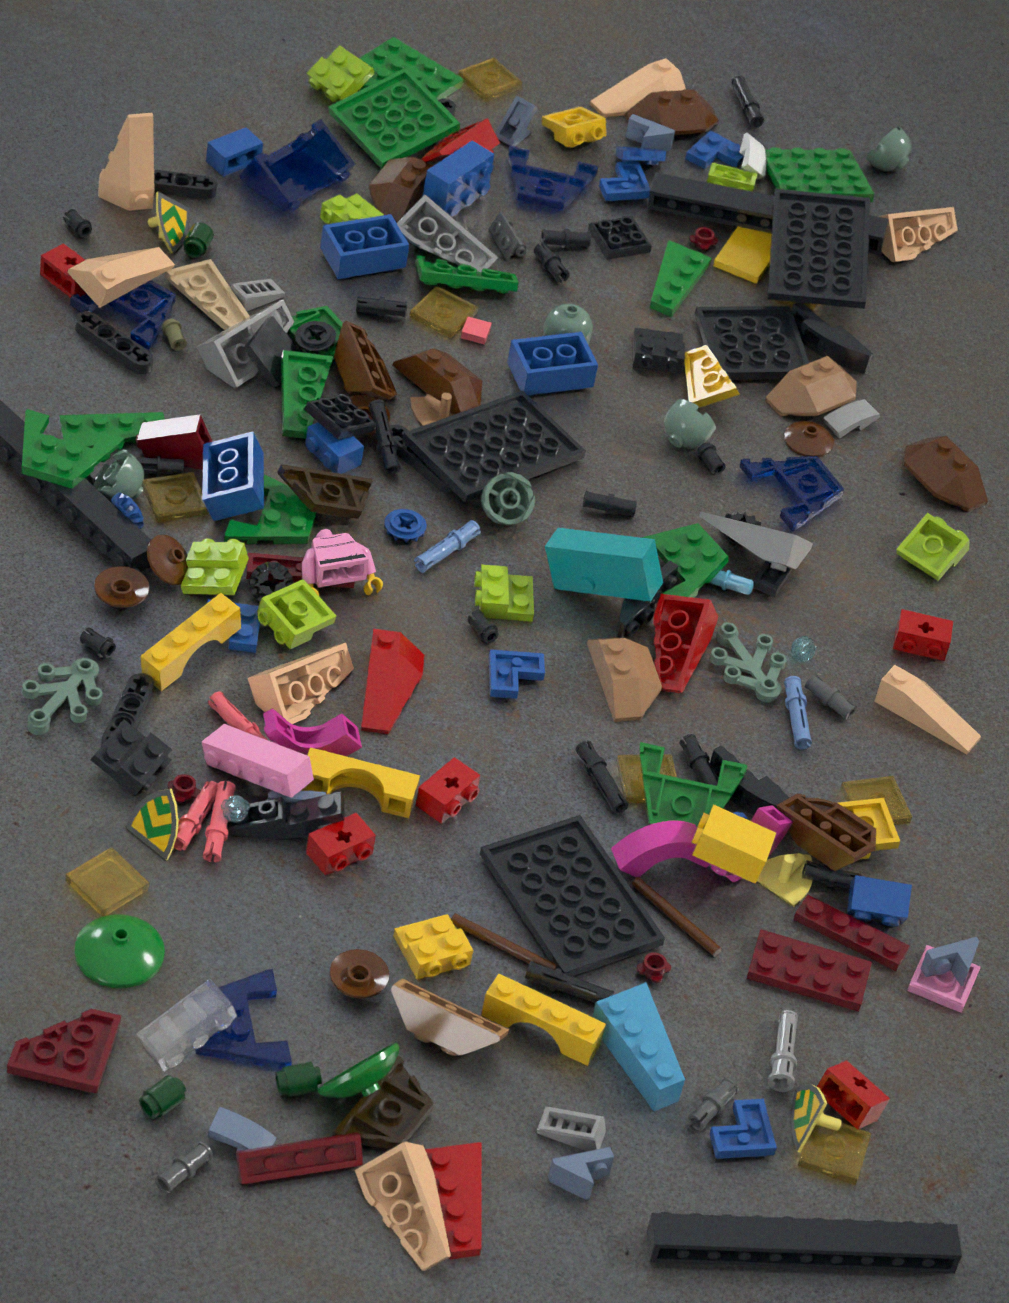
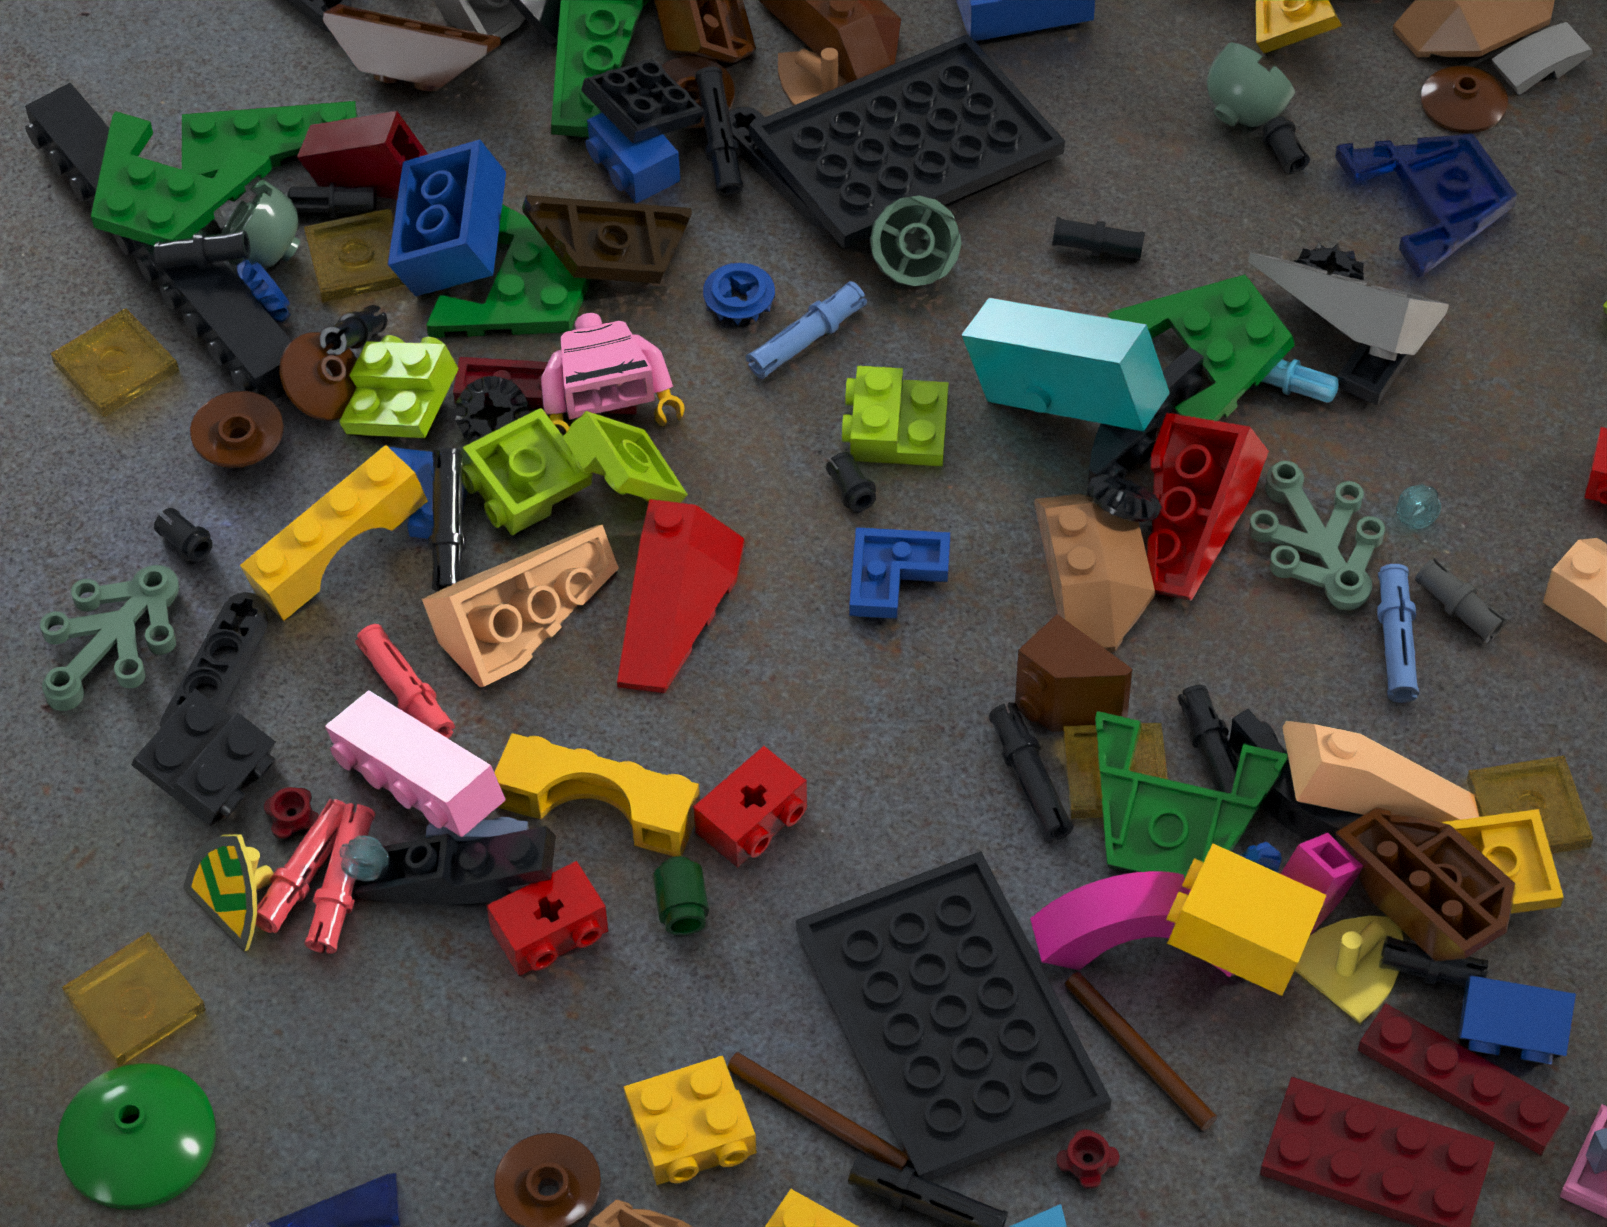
camera: 15 degrees right, 10 degrees up
(39, 550) = (114, 362): none -> clear yellow tile
(93, 486) = (202, 250): none -> black pin
(185, 535) = (353, 330): none -> black pin
(194, 383) = (406, 47): none -> wedge
(255, 641) = (447, 536): none -> black pin
(335, 736) = (483, 719): dark pink arch -> none
(351, 606) = (623, 457): none -> lime plate
(414, 834) = (681, 896): none -> dark green brick
(621, 726) = (1069, 678): none -> reddish brown slope
(641, 637) = (1124, 498): none -> black gear
(785, 776) = (1359, 774): none -> light nougat wedge

